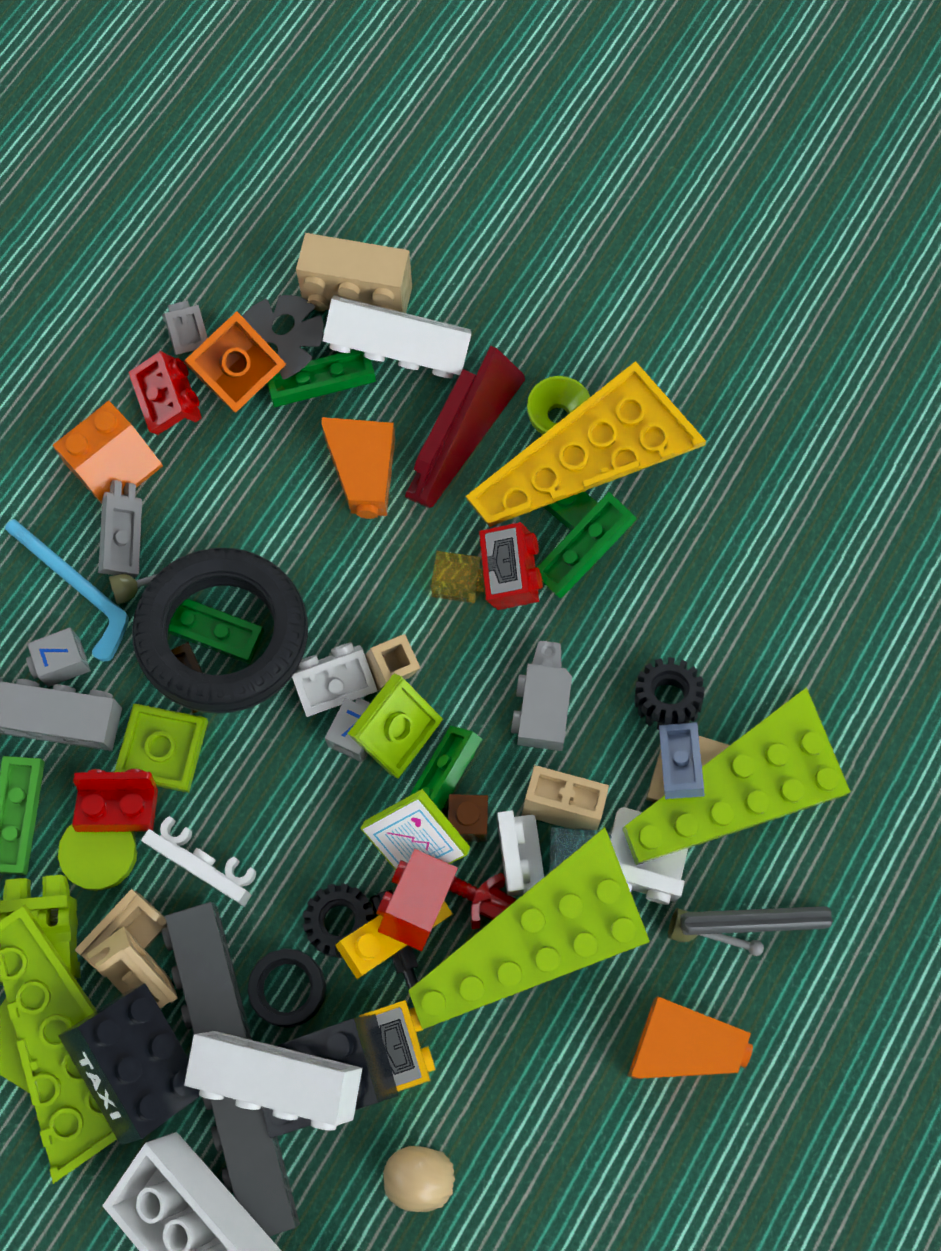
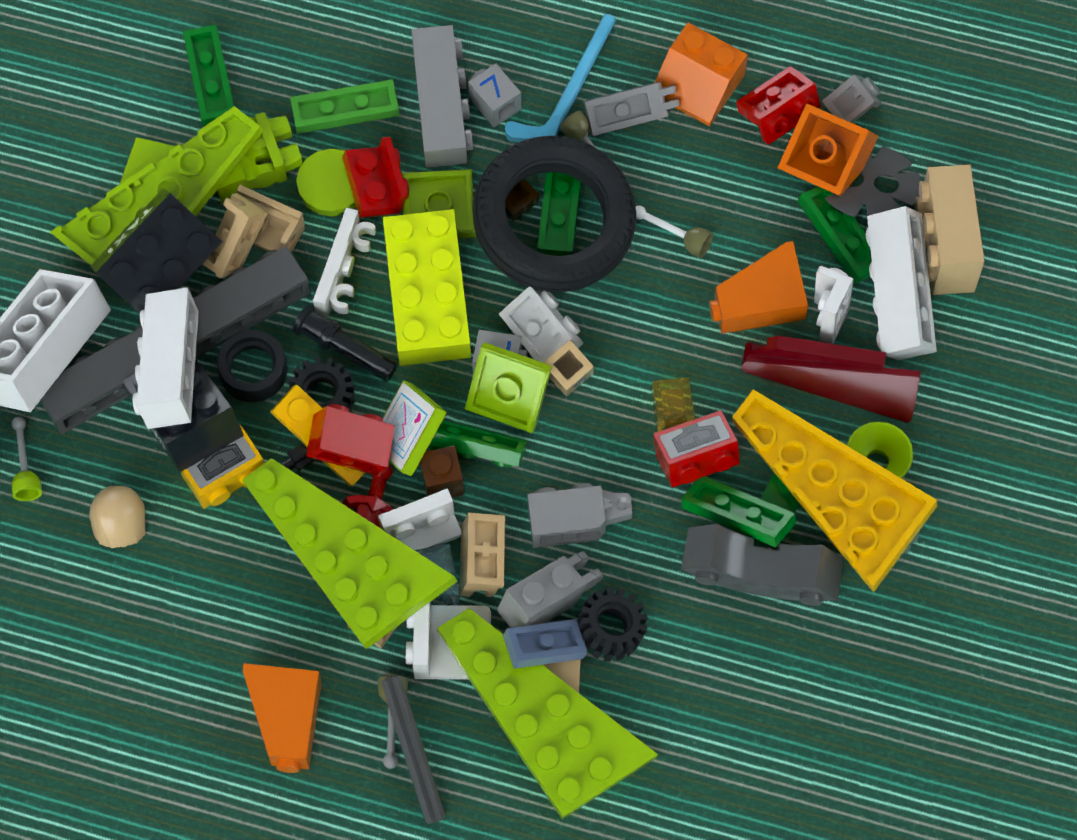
camera: 75 degrees right, 5 degrees down
(256, 779) = (426, 287): none -> neon yellow brick
(278, 894) = (331, 336): none -> black pin
(284, 509) = (696, 239): none -> olive hinge
(398, 395) = (833, 298): none -> white bracket
(626, 747) = (547, 592): none -> light grey hinge
(638, 552) = (788, 573): none -> dark grey brick

